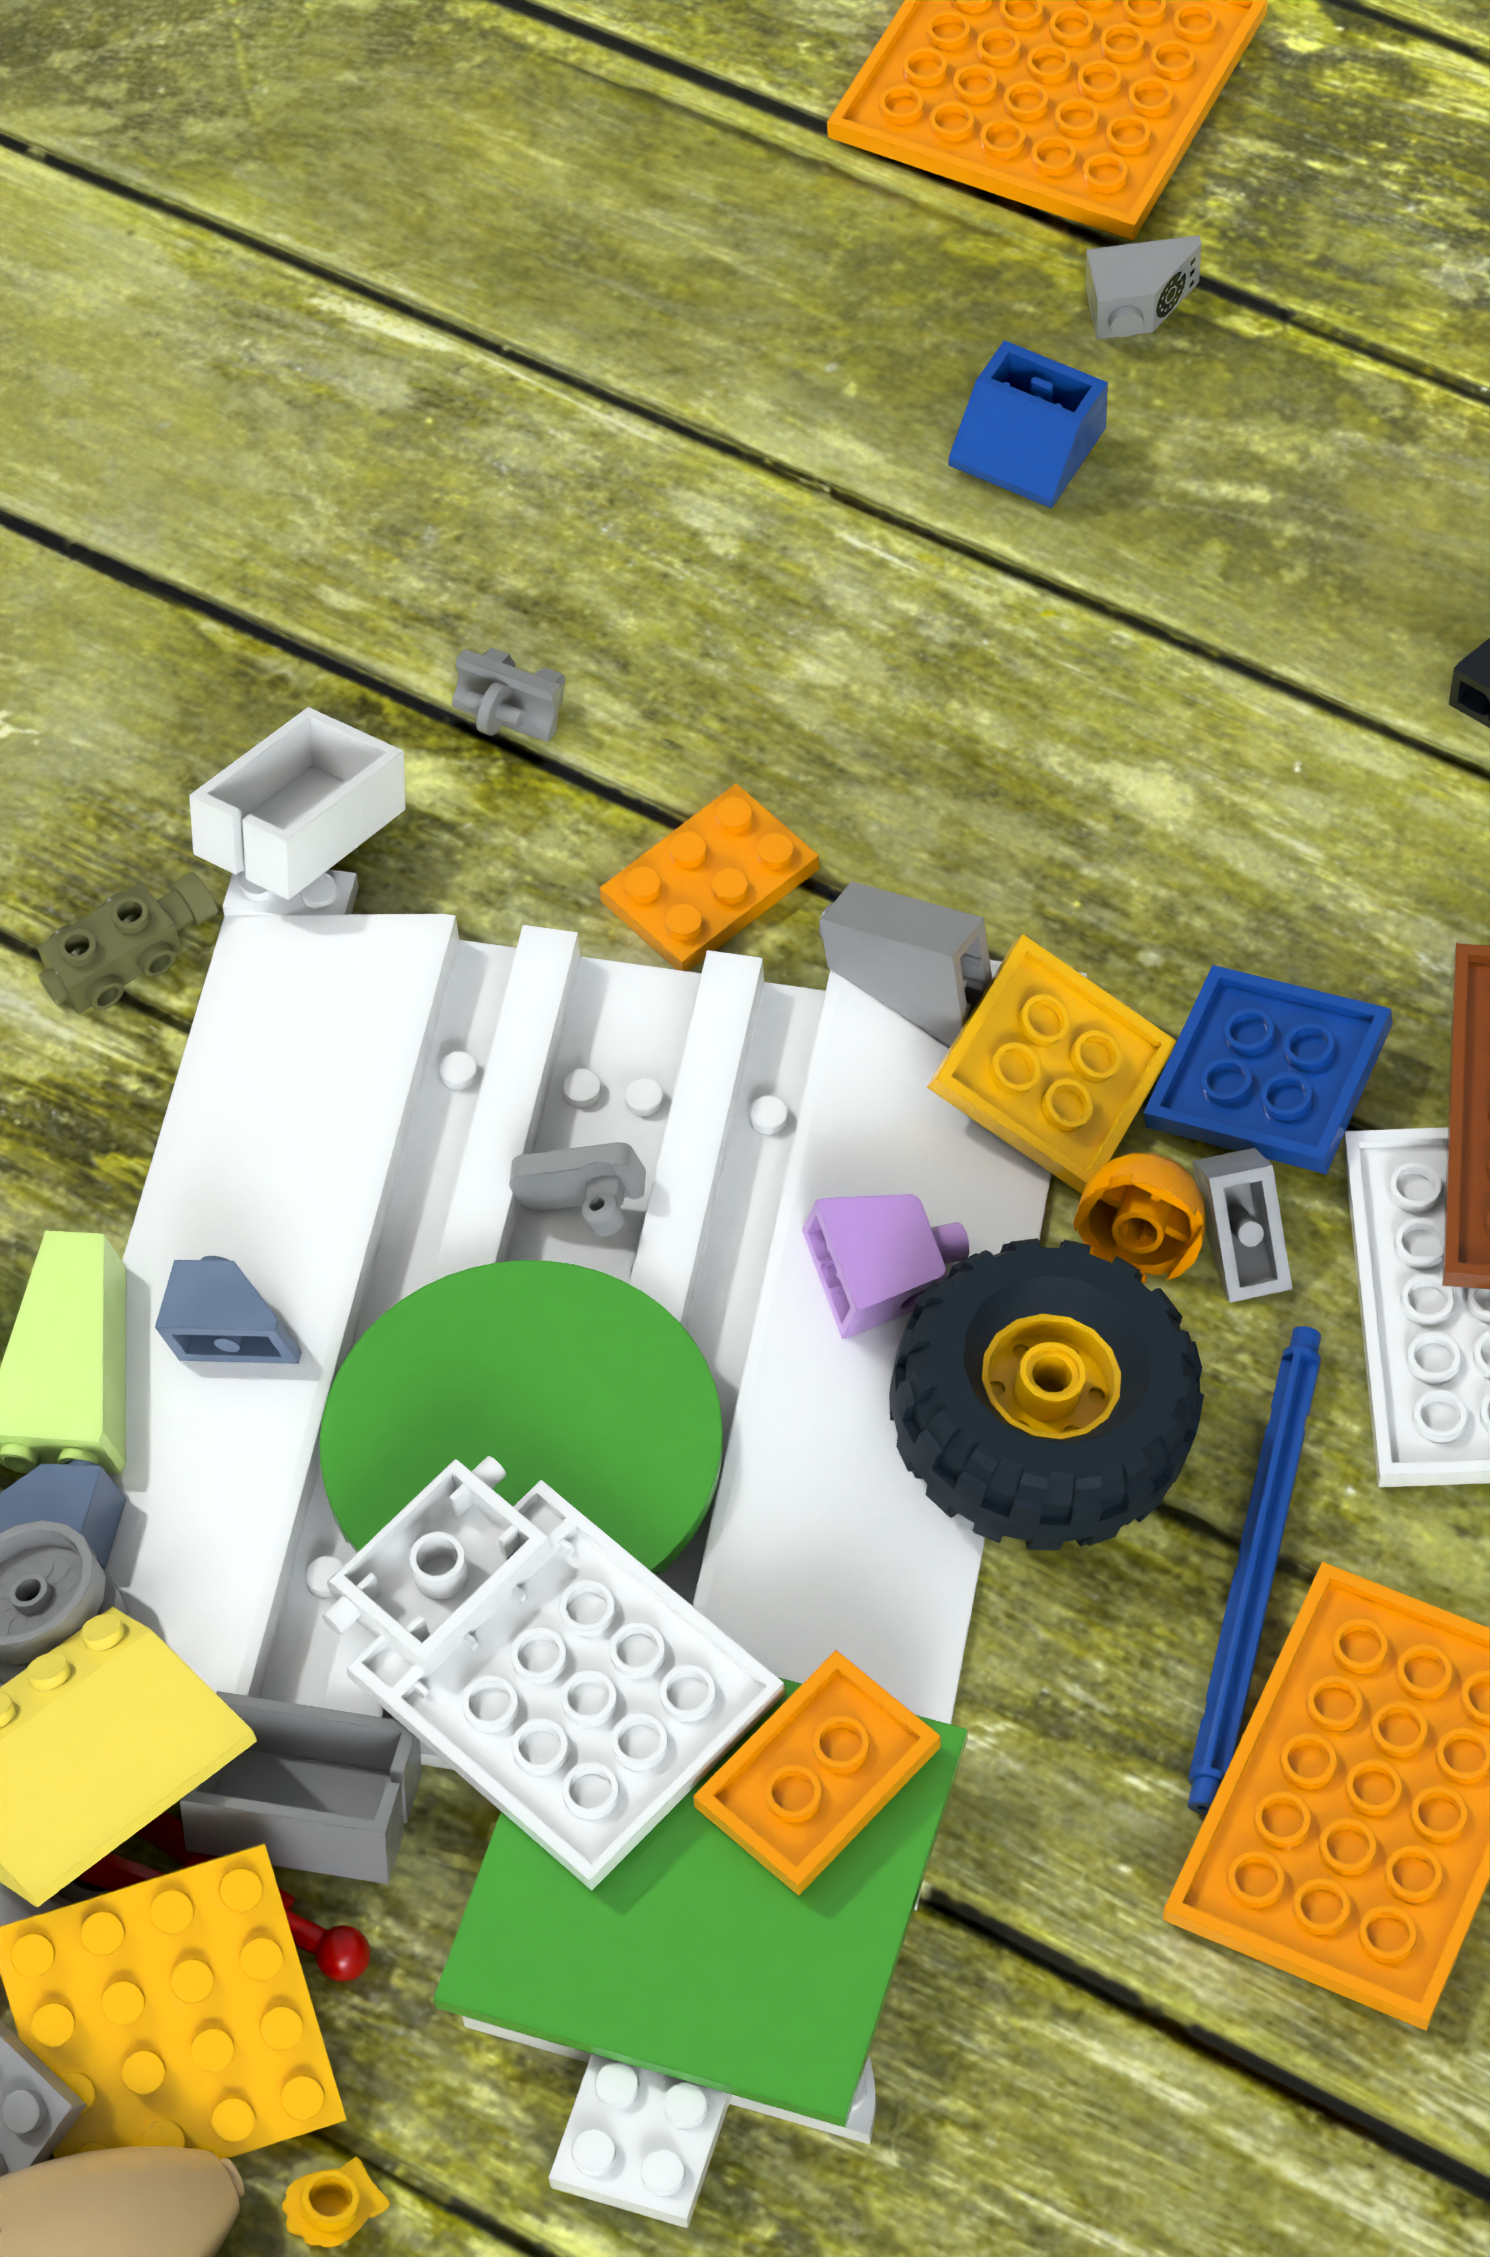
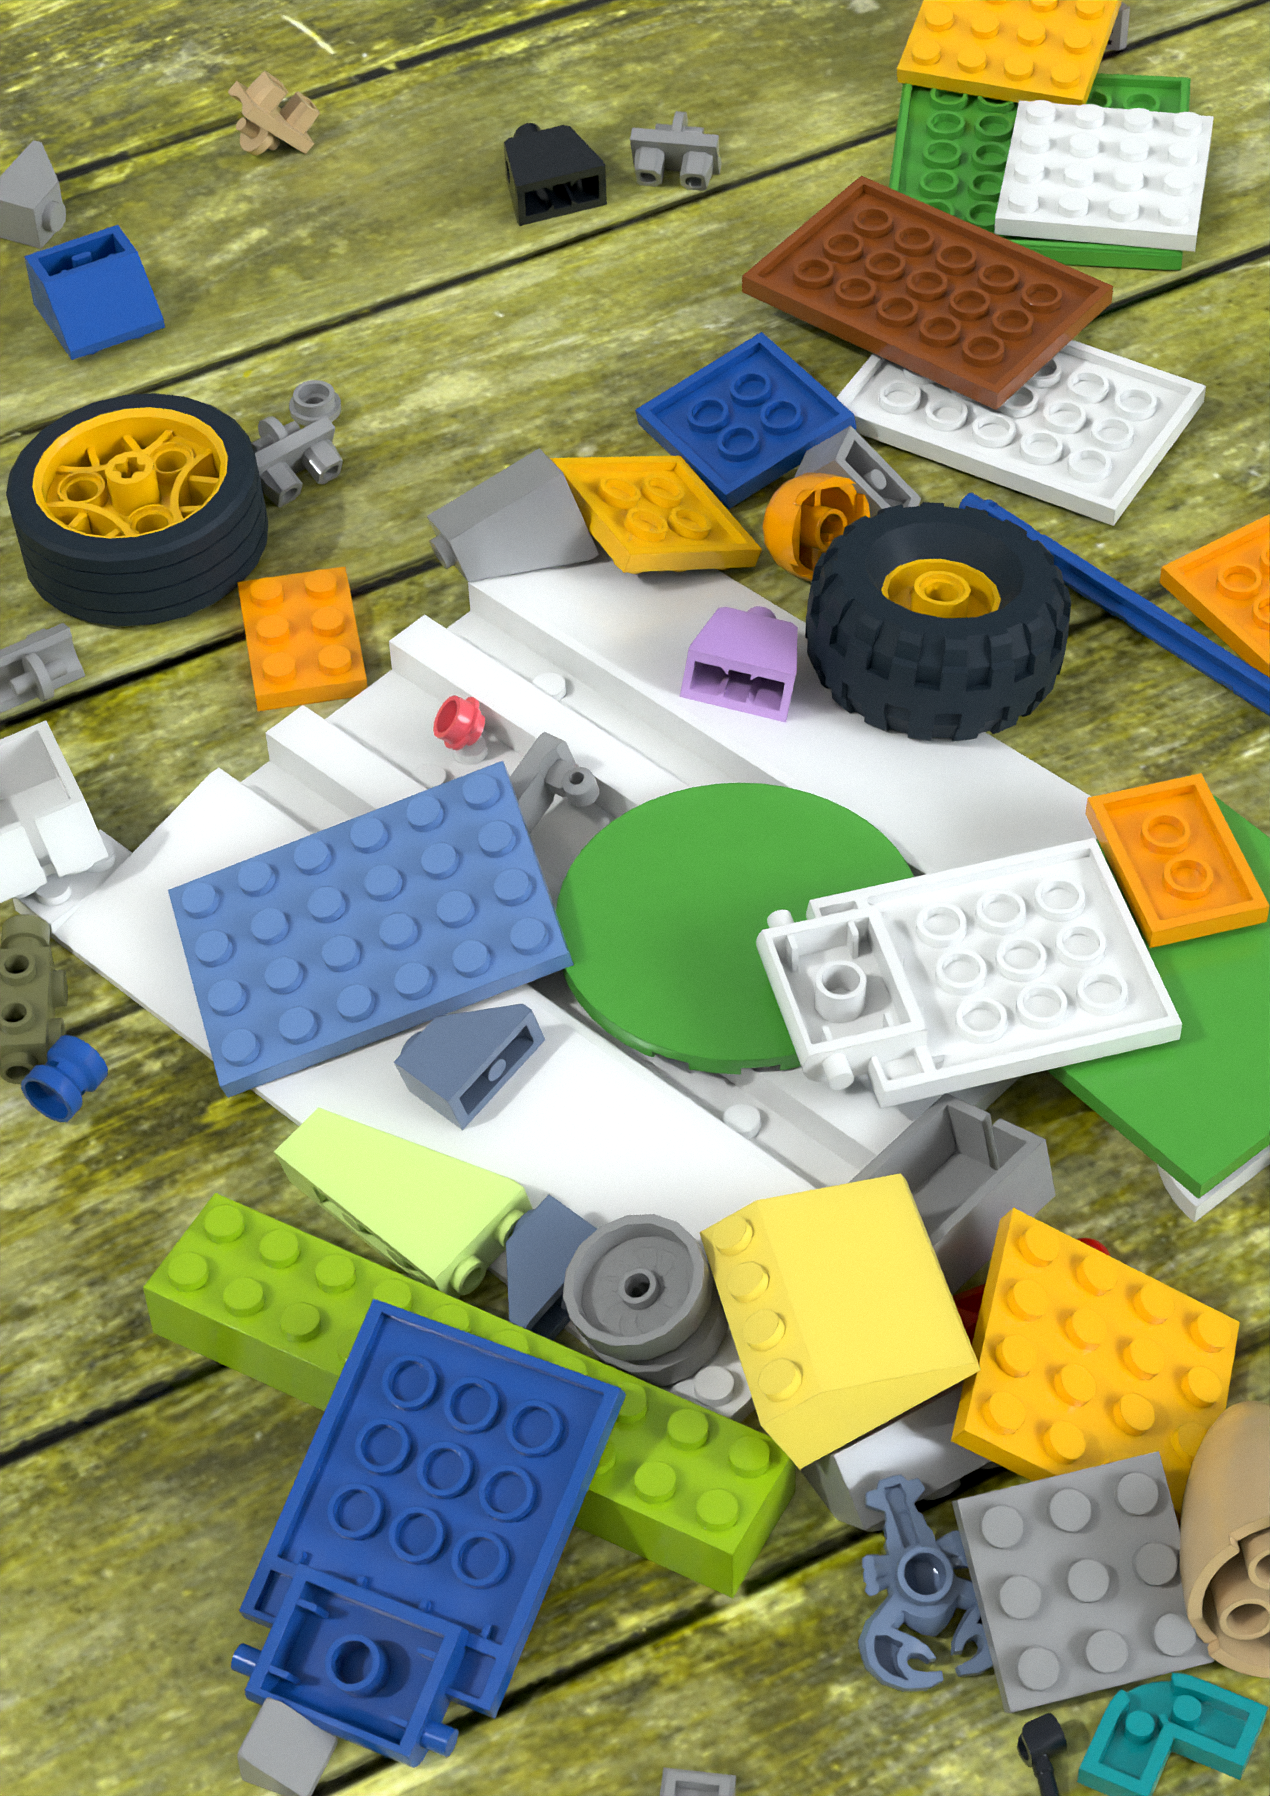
camera: 60 degrees left, 10 degrees down
(55, 1027) = (60, 1083): none -> blue wheel
(334, 1149) = (367, 929): none -> medium blue plate
(643, 1069) = (459, 722): none -> coral plate
(777, 652) = (138, 509): none -> wheel
(952, 729) = (288, 450): none -> light grey hips
(1026, 683) = (314, 401): none -> light grey plate
(1405, 401) = (268, 121): none -> tan hips

